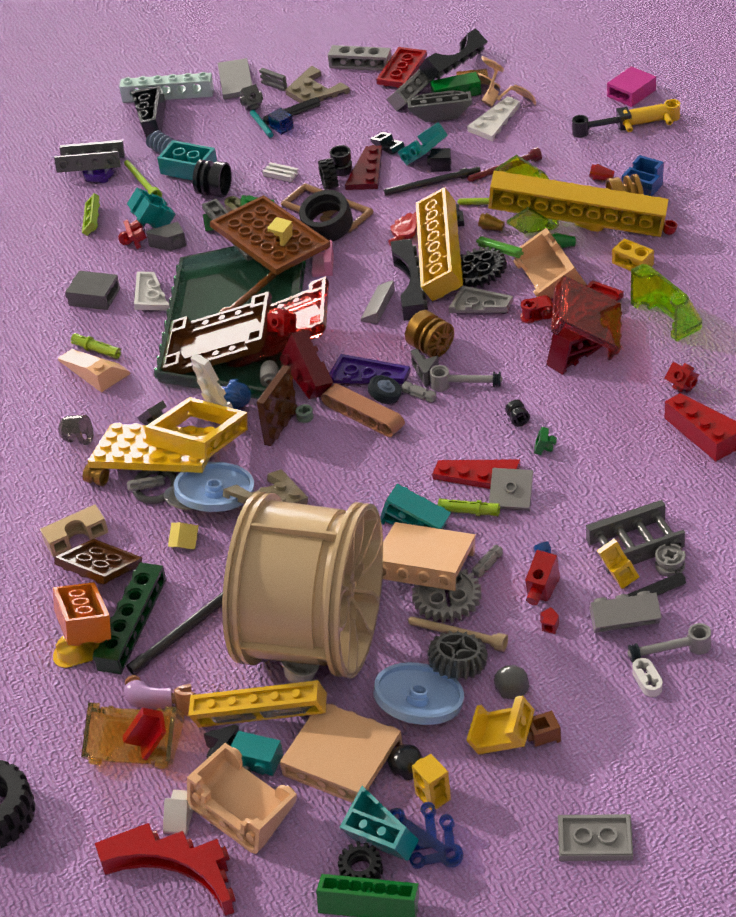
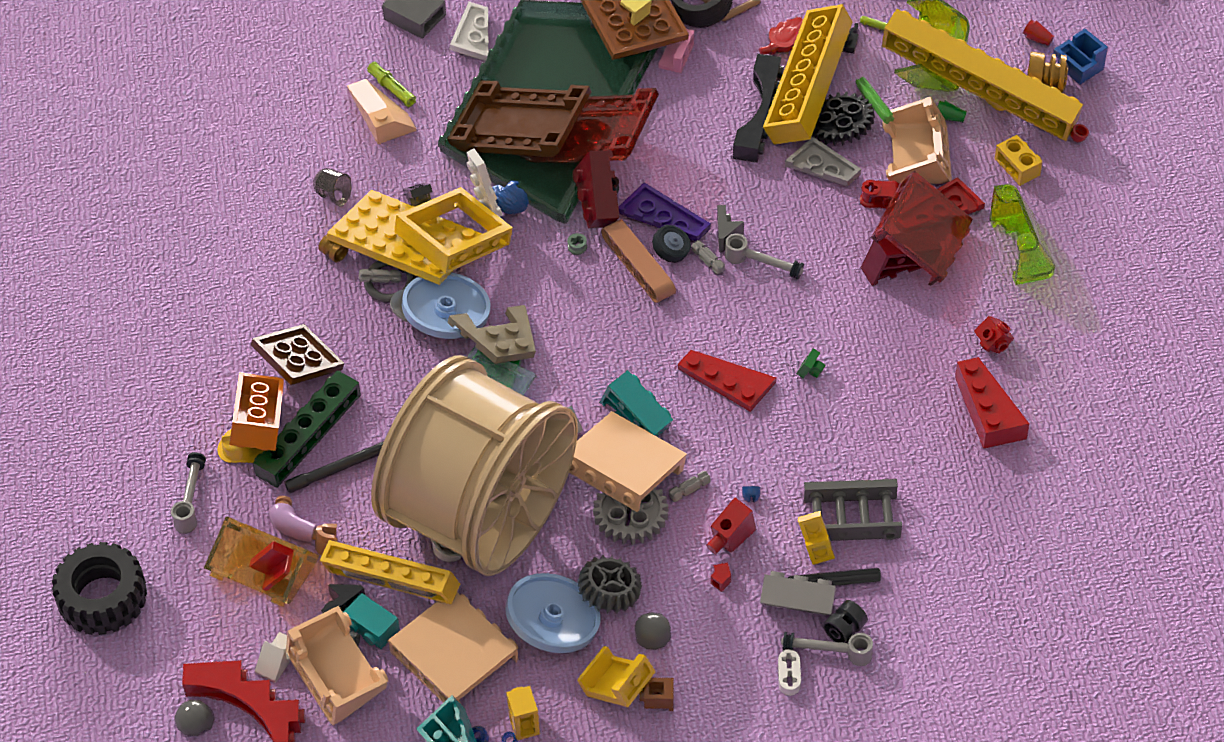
camera: 15 degrees right, 10 degrees up
(44, 716) = (183, 511): none -> light grey piece
(87, 522) = (302, 301): tan arch -> none
(121, 889) = (194, 717): none -> dark grey hair
(183, 535) = (394, 351): light yellow panel -> none
(251, 292) = (574, 73): dark orange piece -> none
(268, 372) = (557, 183): light grey brick -> none
(277, 405) = (545, 230): reddish brown plate -> none
(281, 322) = (587, 130): red brick -> none
(378, 302) = (714, 127): light grey slope -> none
(402, 759) = (511, 676): black hair -> none
(429, 333) = (746, 190): pearl gold wheel -> none
(478, 508) = (705, 420): lime pin -> none
(490, 222) = (880, 59): pearl gold cone -> none
(498, 641) = (658, 581): tan piece -> none
(511, 488) = (749, 411): light grey plate -> none
(518, 414) = (799, 320): black wheel -> none
(669, 560) = (875, 549): light grey wheel -> none
(676, 620) = (845, 622): none -> black wheel

